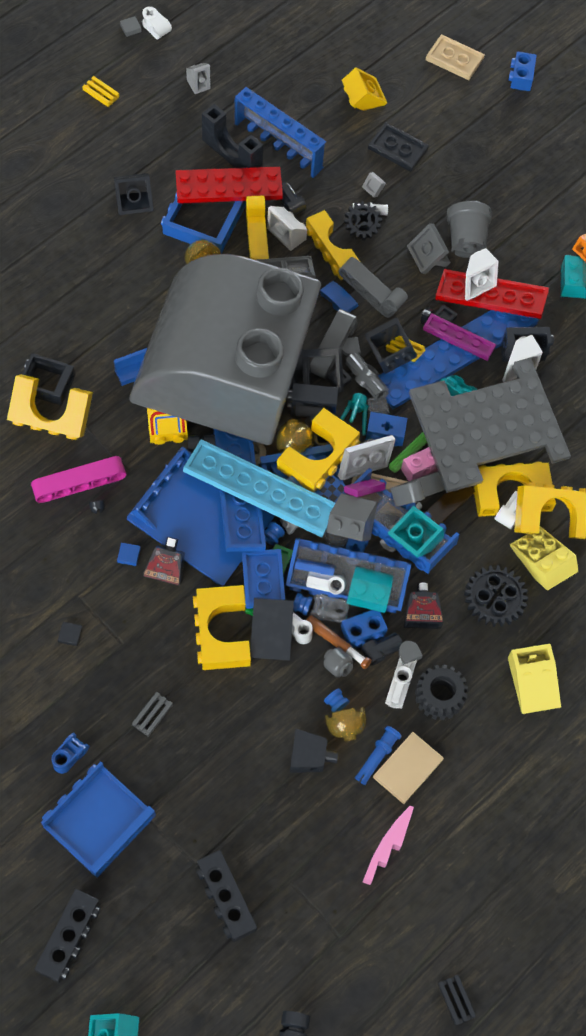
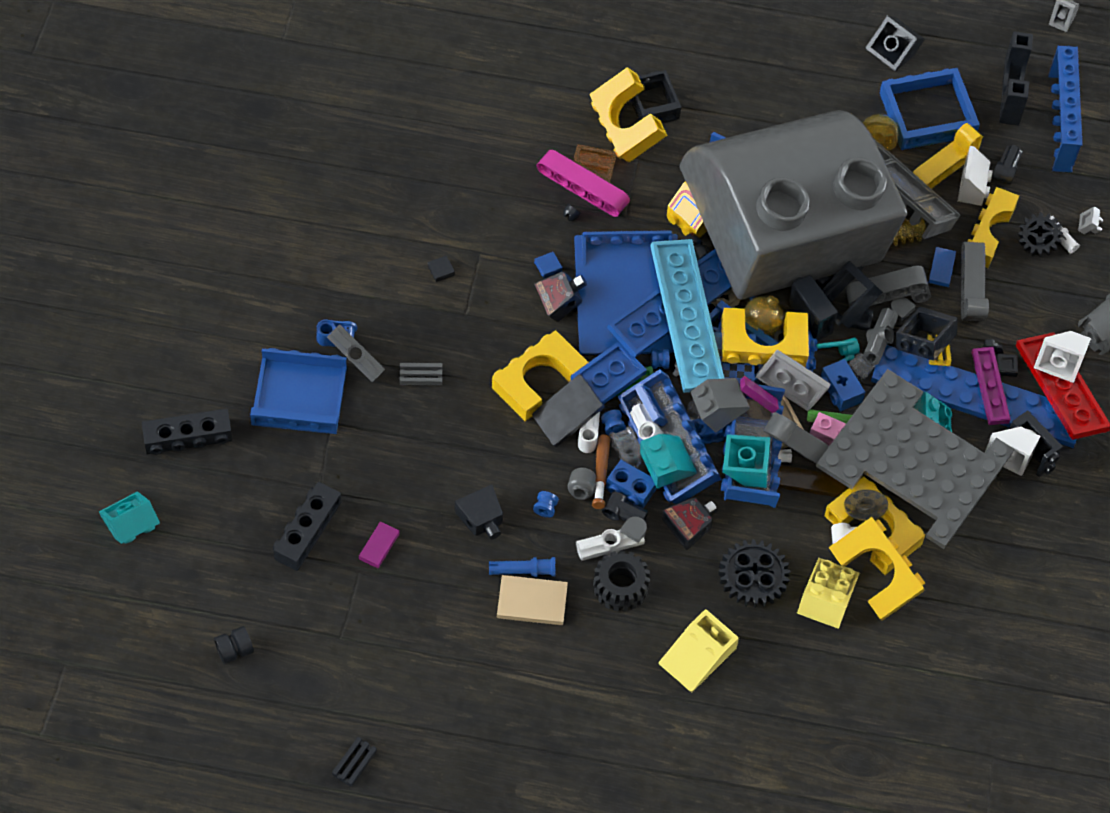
camera: 55 degrees right, 5 degrees down
(67, 457) = (596, 160): none -> clear orange wing
(90, 752) = (345, 342): none -> dark grey piece
(228, 184) = (970, 104): red plate -> none
(280, 850) = (379, 544): none -> magenta tile
(346, 723) = (529, 521): clear yellow cylinder -> none
(392, 840) = (457, 623): bright pink slope -> none
(429, 249) = (1062, 307): dark grey bracket -> none
(502, 476) = (866, 504): none -> clear smoke dish

